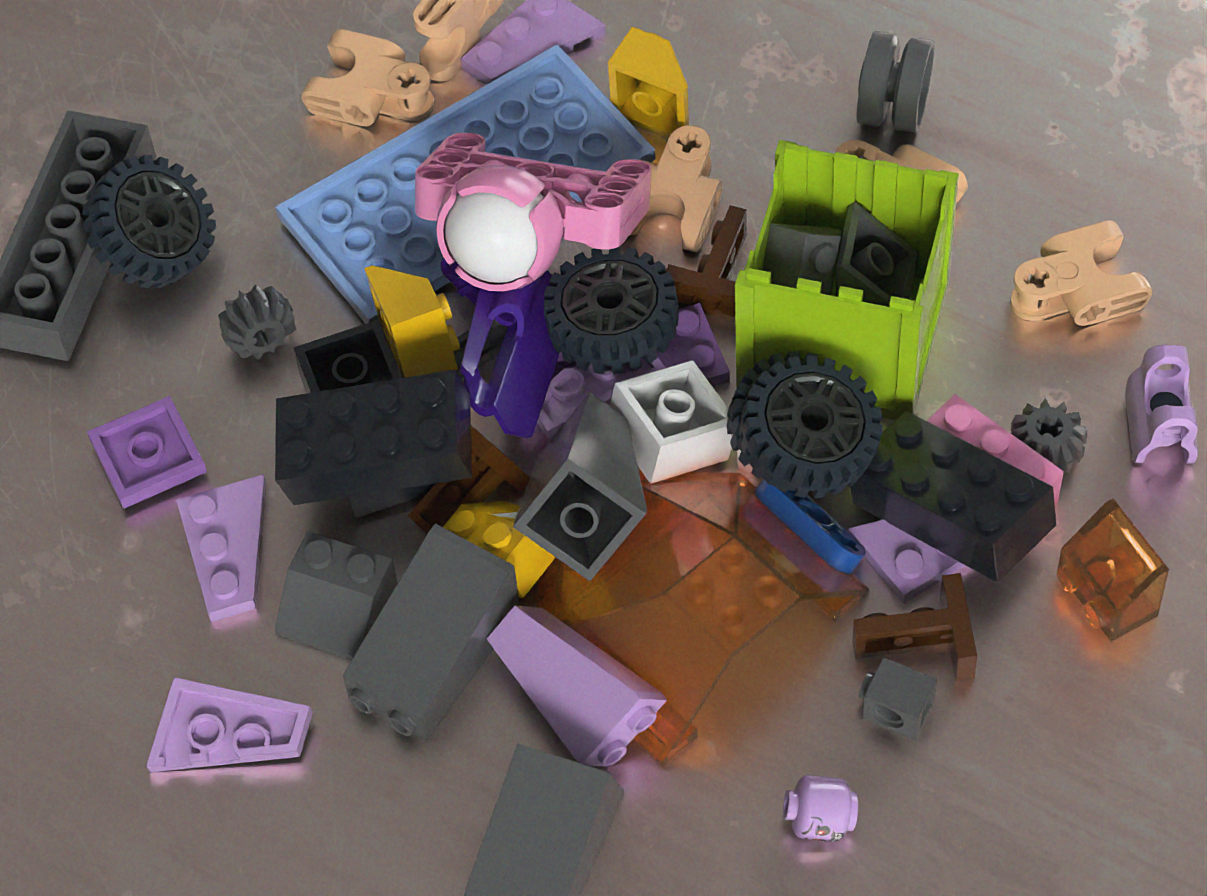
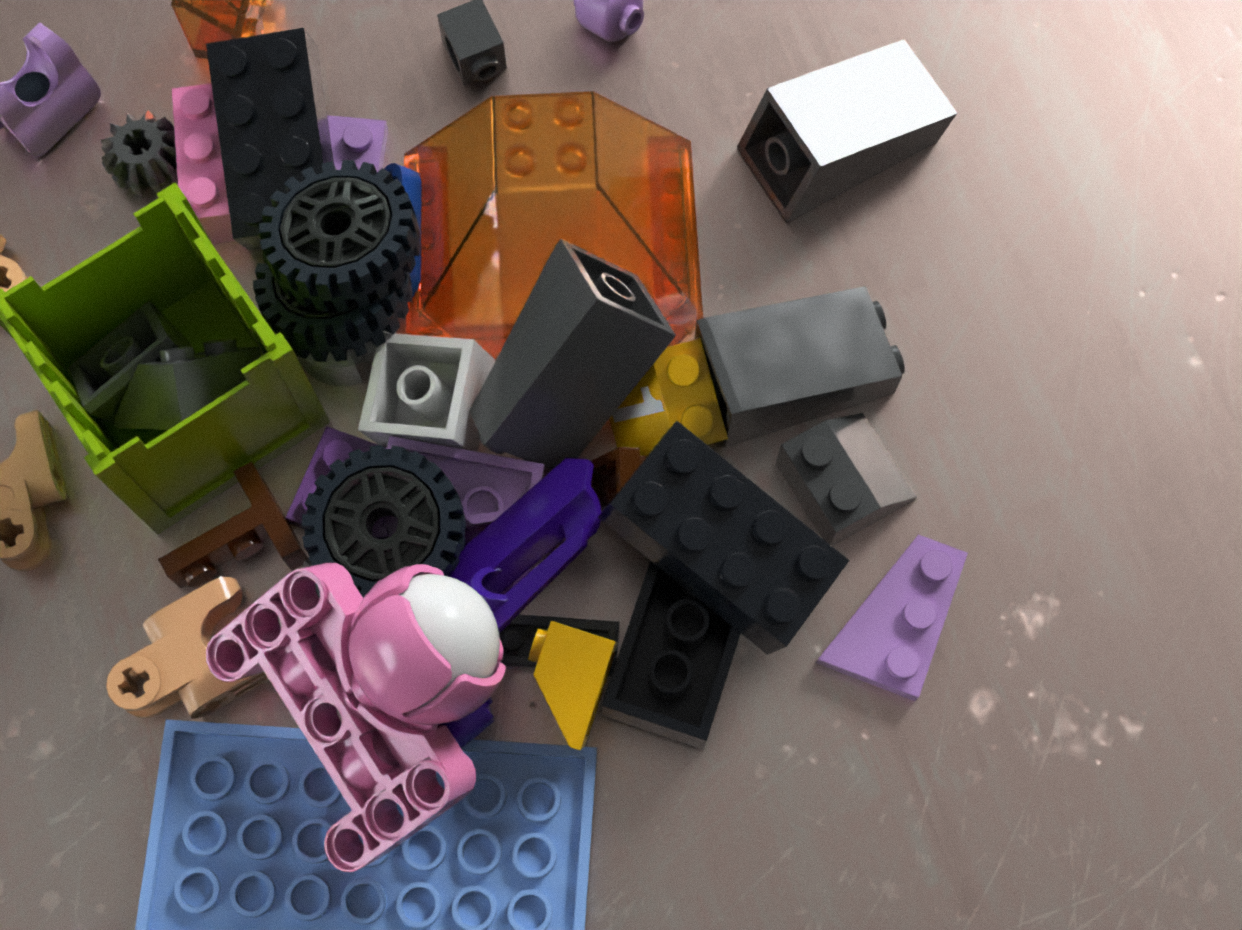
camera: 145 degrees left, 15 degrees up
(146, 452) = (912, 776): medium lavender plate -> none
(225, 726) = (1028, 437): lavender wing -> none
(257, 322) = (708, 827): dark grey gear -> none
(575, 685) = (713, 221): lavender slope -> none
(648, 83) = (97, 784): yellow slope -> none
(923, 630) = (382, 65): reddish brown bracket -> none

